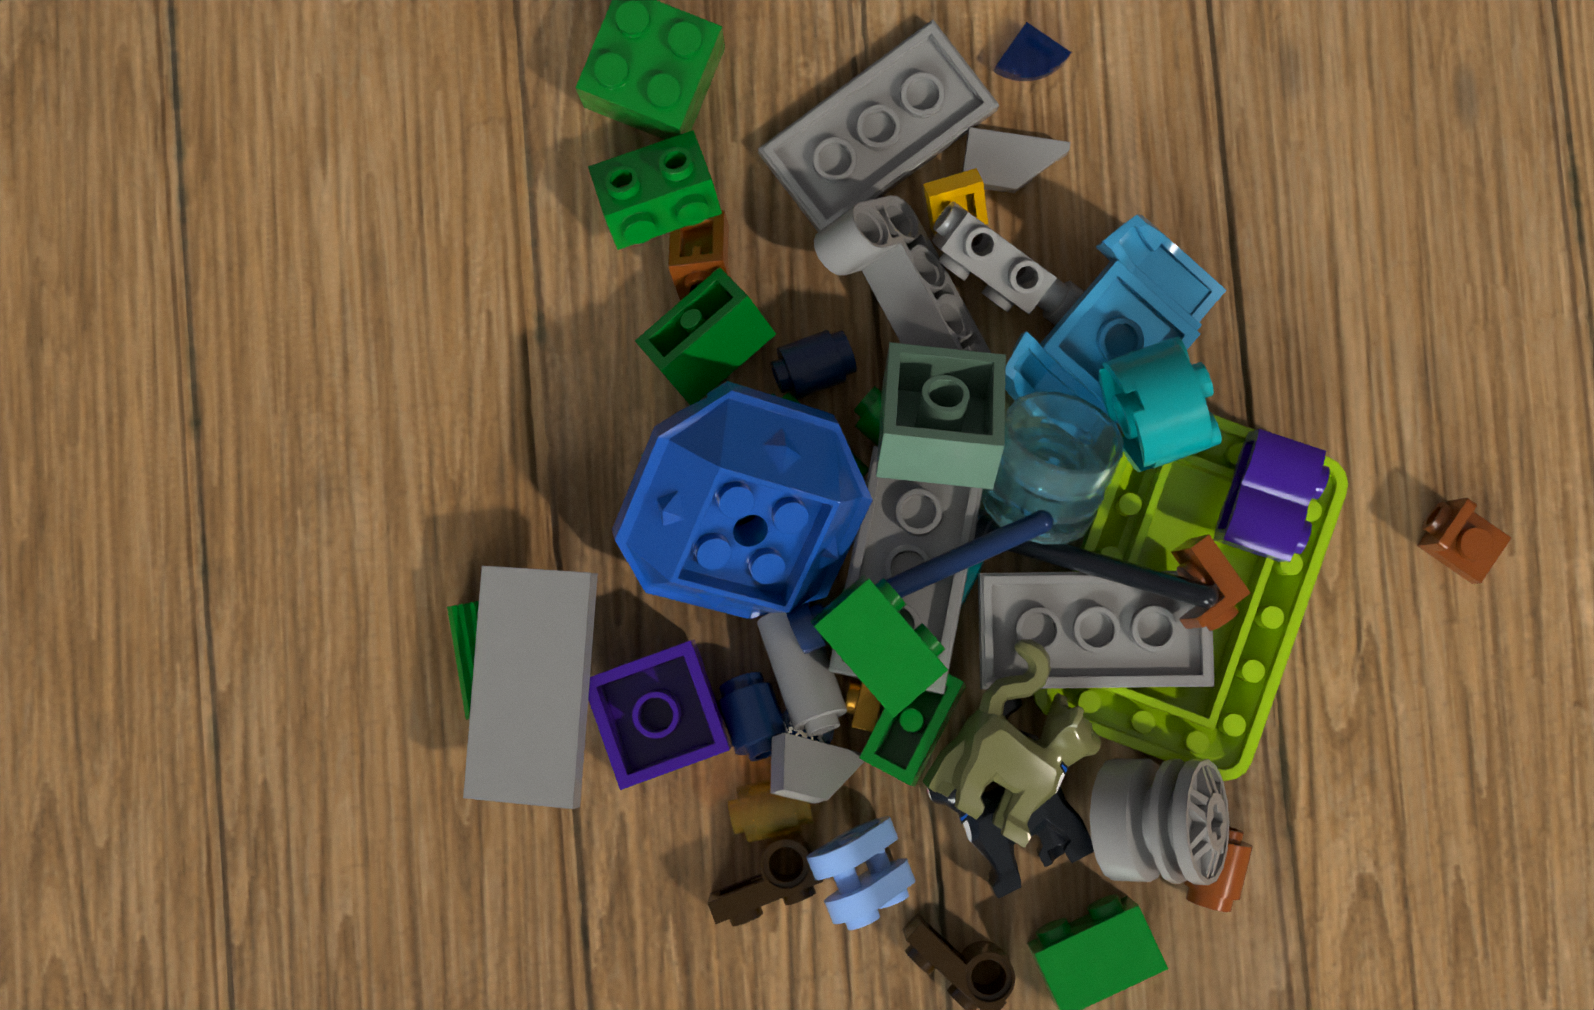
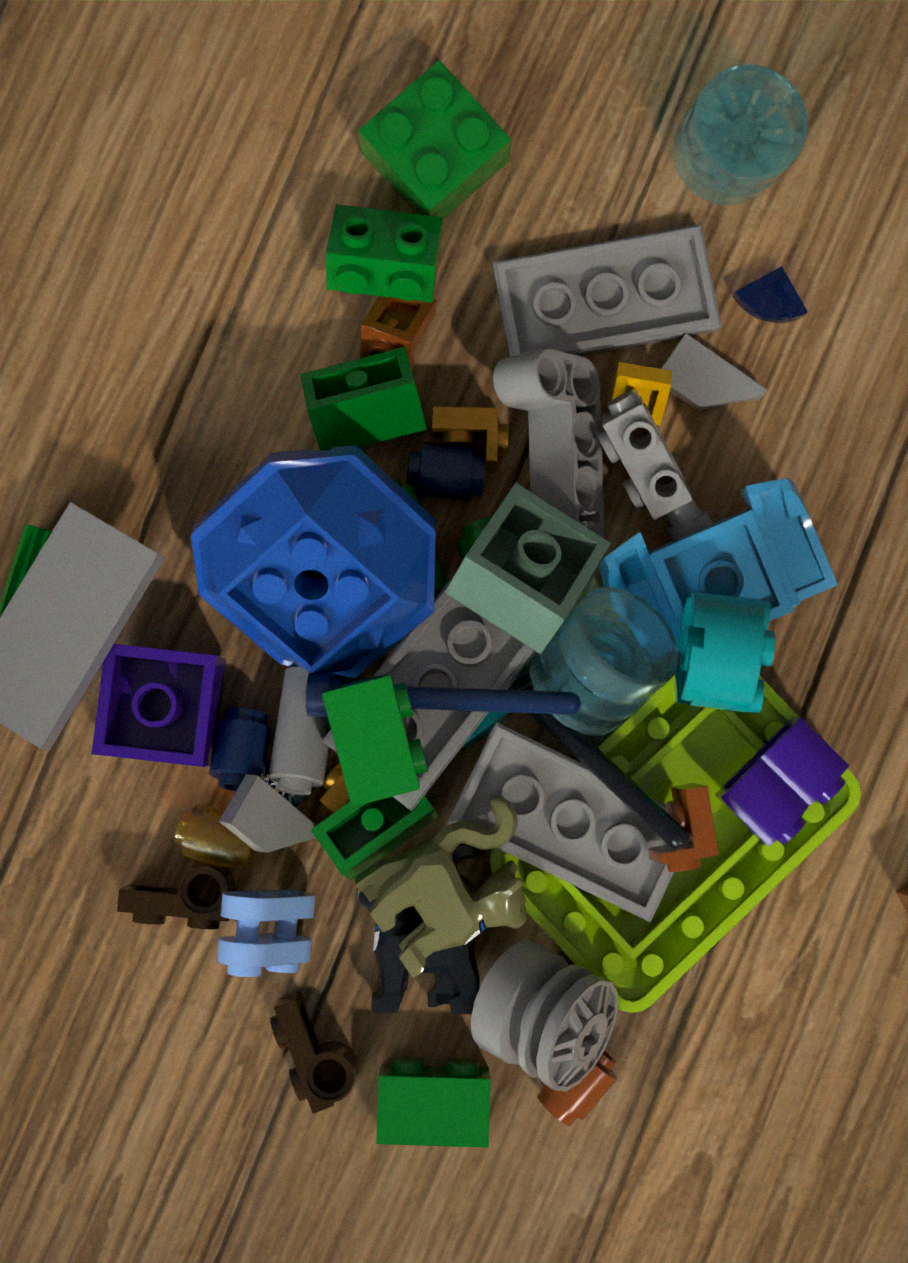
camera: 25 degrees right, 0 degrees up
(808, 313) = (465, 424): none -> pearl gold bracket

